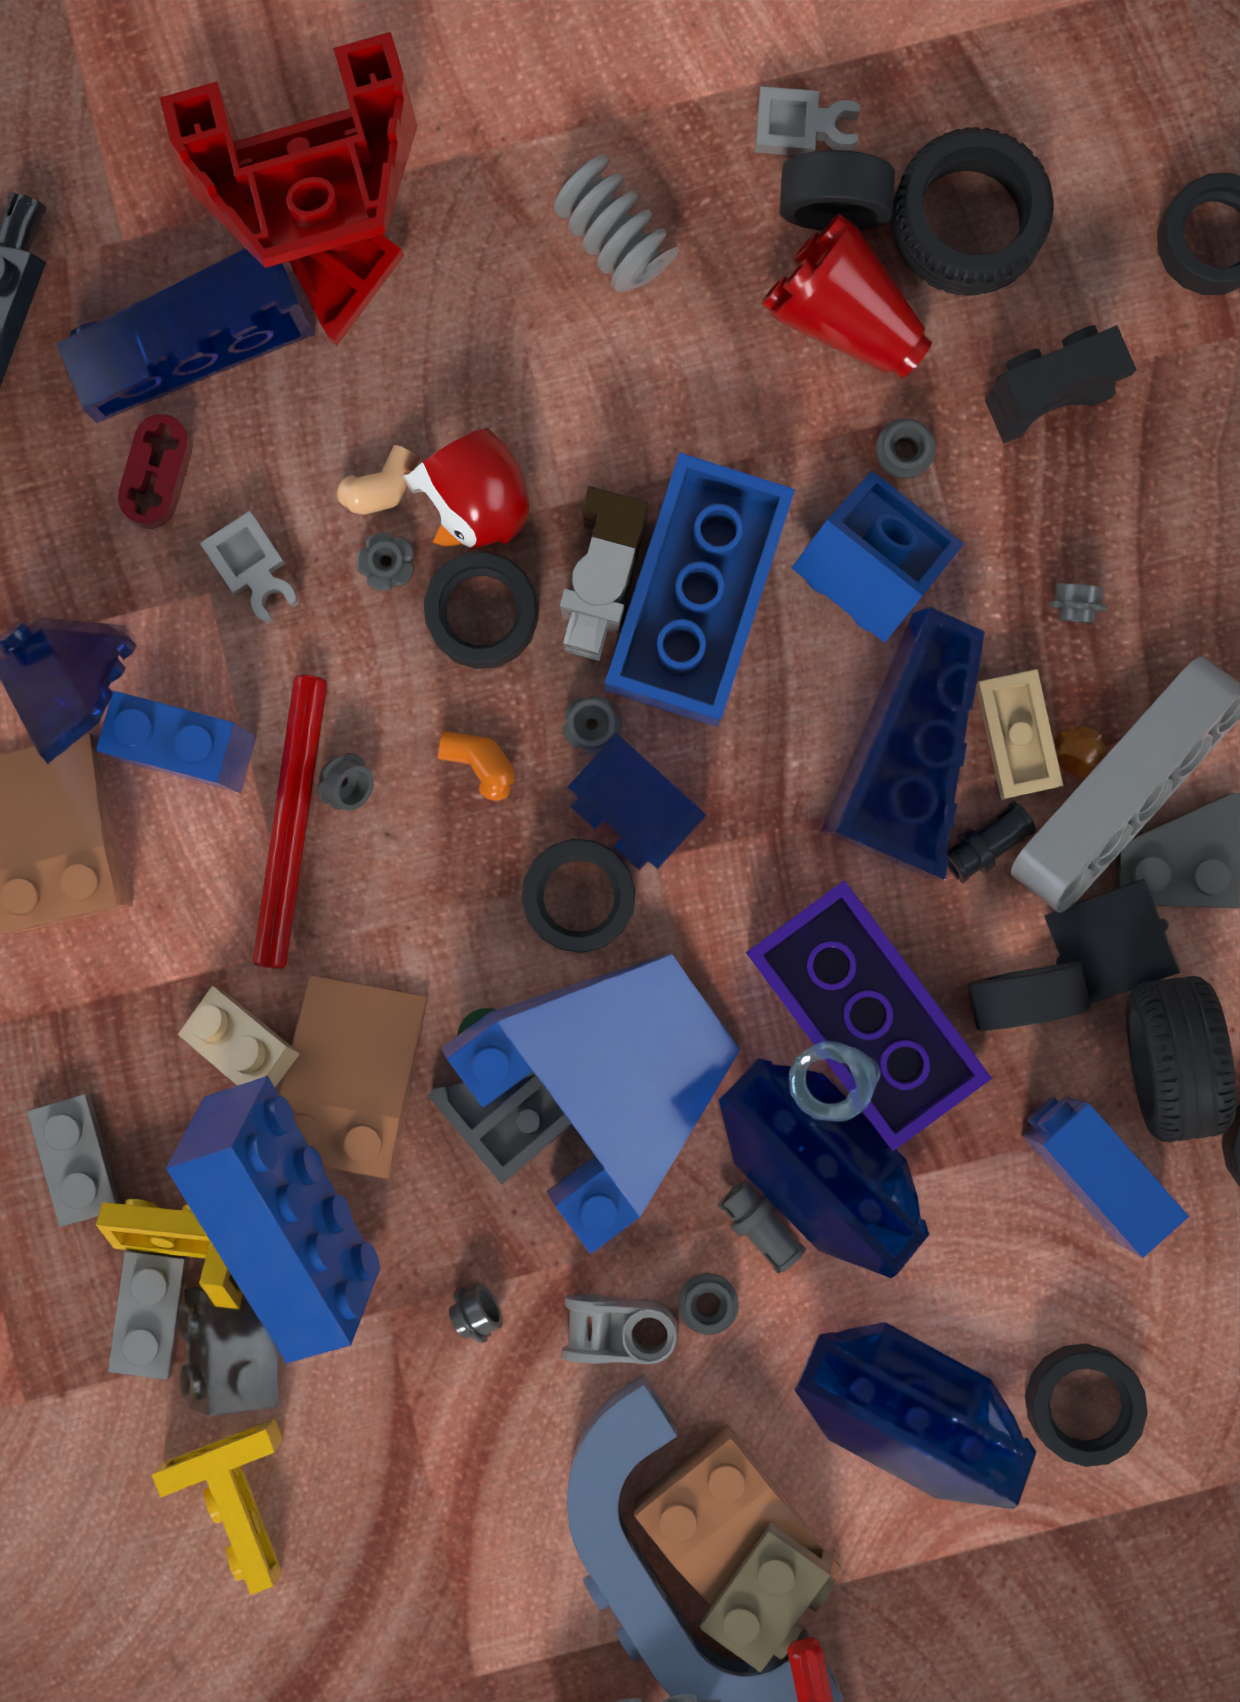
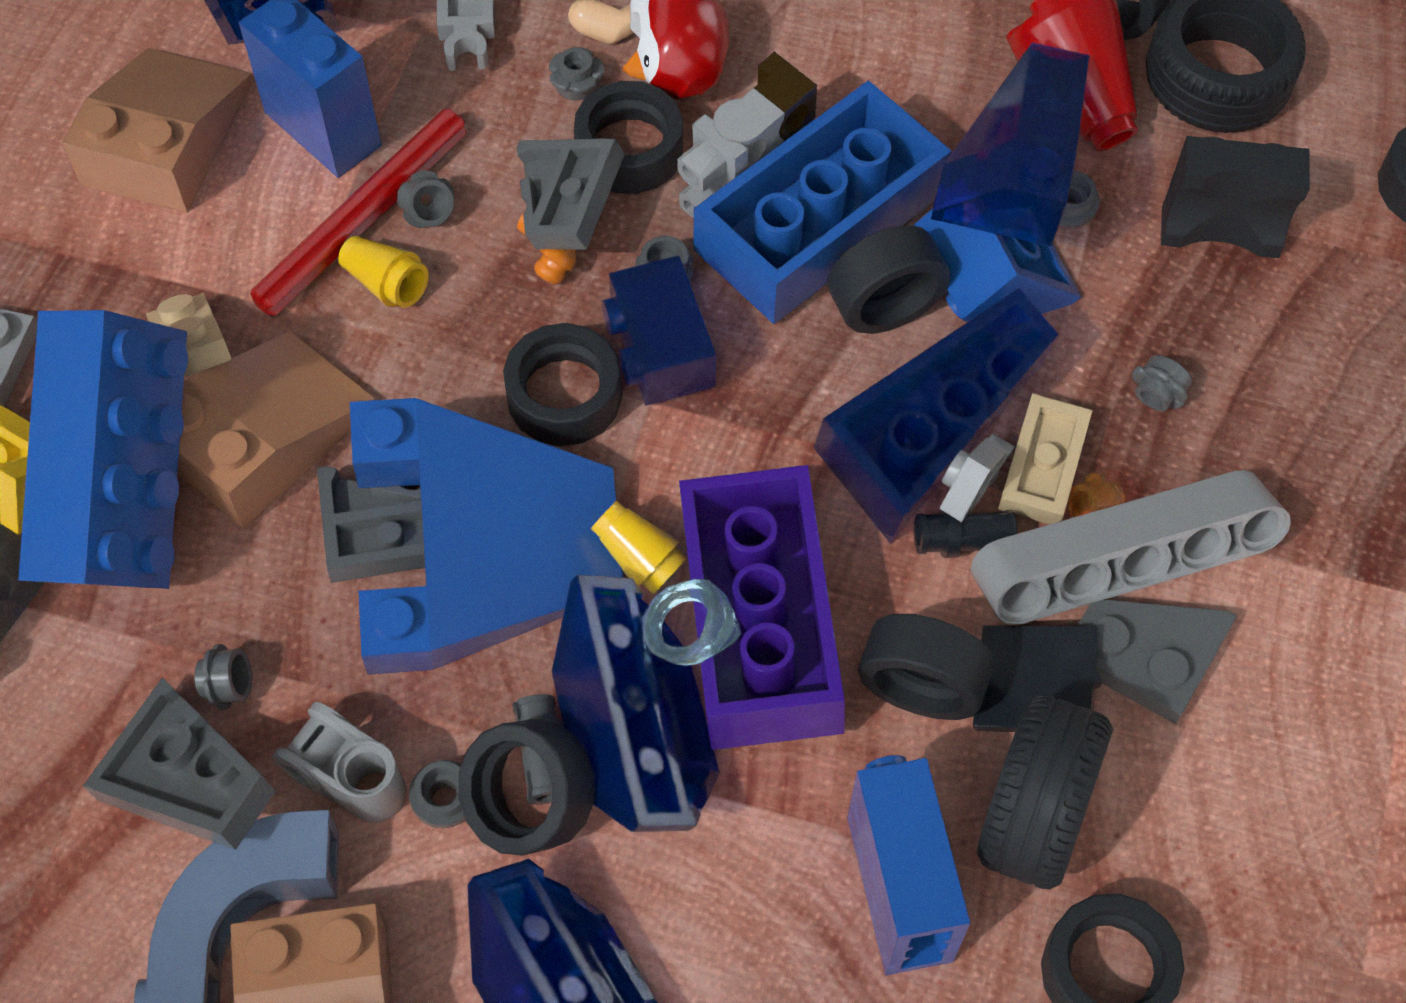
camera: 30 degrees right, 25 degrees down
(354, 874) = (385, 271): none -> yellow cone
(470, 714) = (566, 189): none -> dark grey wing
(507, 1417) = (180, 773): none -> dark grey wing
(739, 1015) = (639, 546): none -> yellow cone
(772, 1307) = (483, 795): none -> black tyre
(805, 645) = (888, 279): none -> black tyre
(863, 466) = (1020, 152): none -> clear blue wedge
(979, 796) = (972, 474): none -> light grey plate

